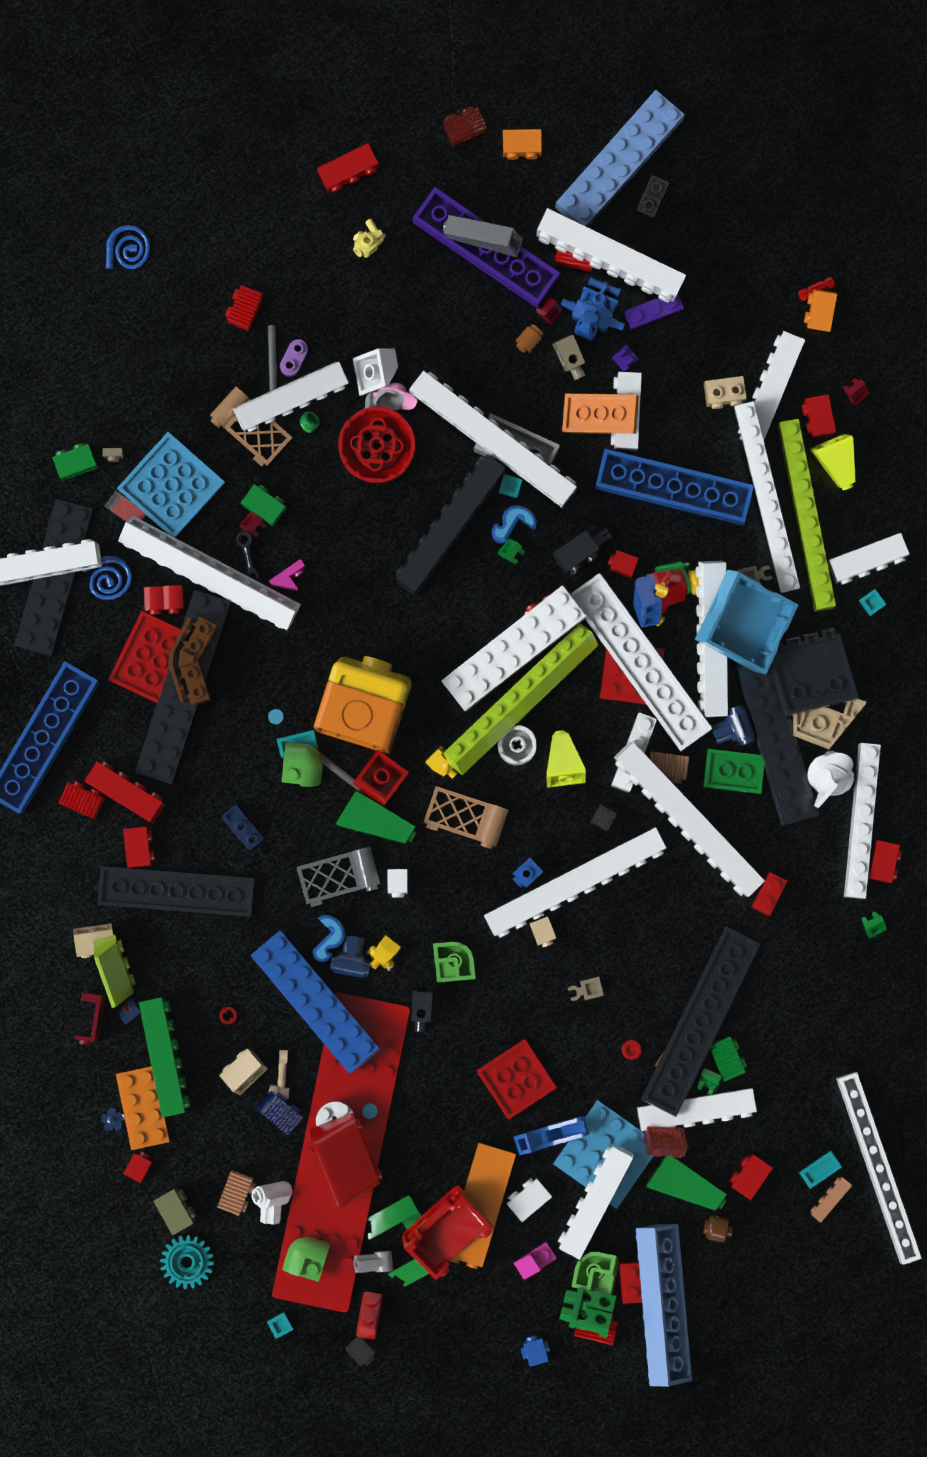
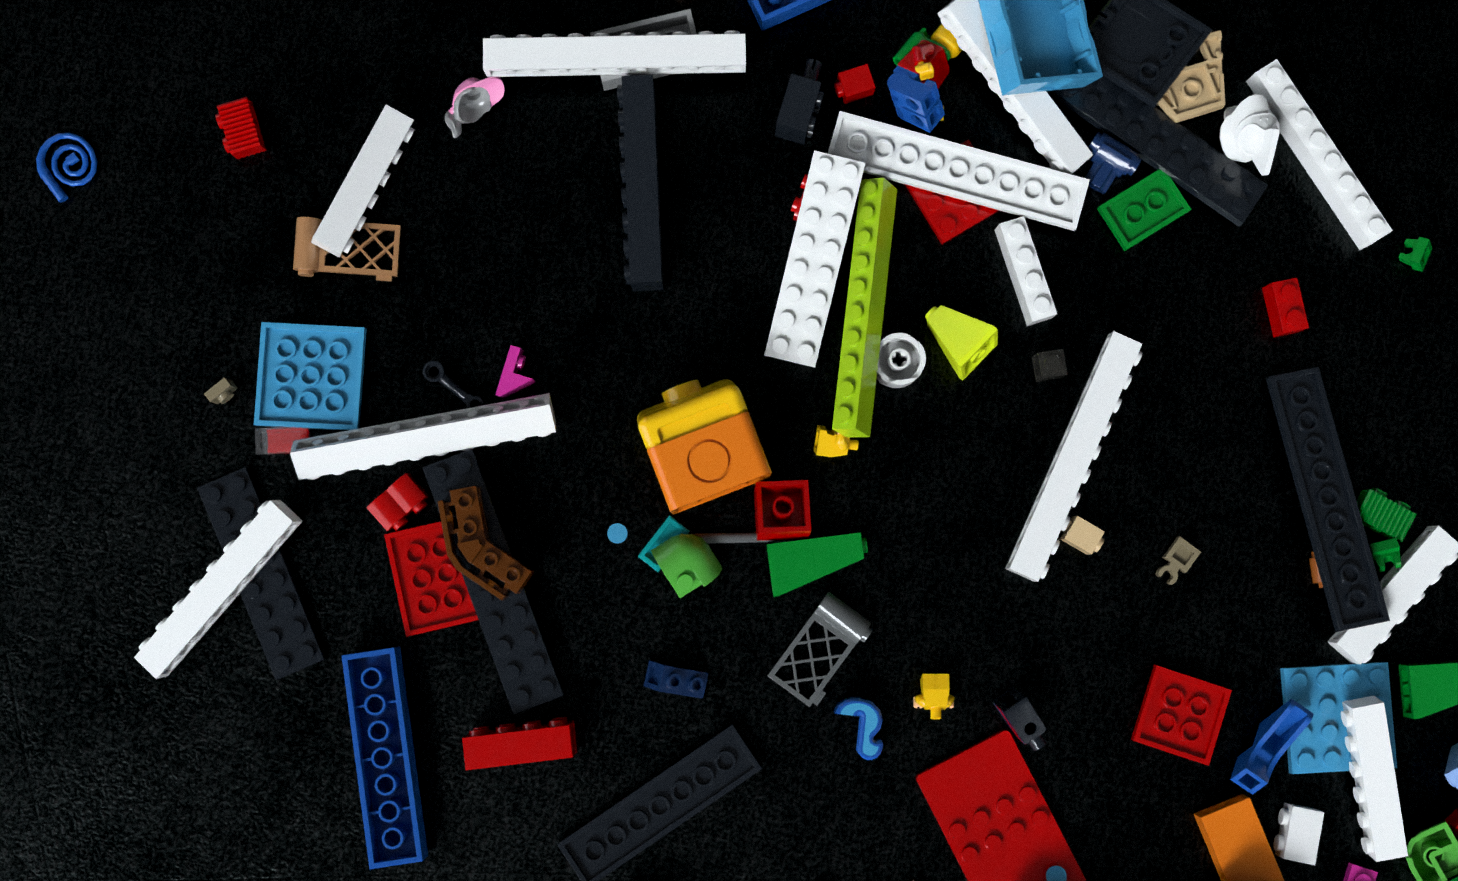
camera: 40 degrees left, 0 degrees up
(75, 461) = (186, 432): green brick -> none
(81, 800) = (480, 789): red brick -> none
(110, 582) = (324, 529): blue piece -> none
(138, 847) = (582, 791): red brick -> none
(251, 522) = (428, 348): dark red tile -> none
(263, 504) = (426, 319): green brick -> none
(272, 357) = (312, 157): dark grey bar -> none
(293, 357) = (336, 140): medium lavender plate -> none
(309, 421) = (405, 194): green tile -> none
(315, 1002) = (907, 807): blue brick -> none
(350, 960) = (905, 729): dark blue piece -> none
(375, 369) = (431, 85): white slope -> none
(378, 422) = (479, 137): red brick -> none
(397, 882) = (890, 607): white brick -> none
(453, 962) = (1017, 644): bright green brick -> none
(490, 824) = (937, 469): medium nougat piece -> none
(510, 486) = (671, 96): teal plate -> none
(510, 518) = (698, 128): animal -> none
(510, 549) = (724, 162): green tile -> none
(532, 868) = (1024, 481): blue brick -> none
(631, 1049) = (1274, 586): red tile -> none
(665, 1141) = (1396, 656): clear red brick -> none
(671, 765) = (1071, 258): nougat brick -> none
(689, 819) = (1142, 294): white brick -> none
(884, 862) = (1377, 177): red brick -> none

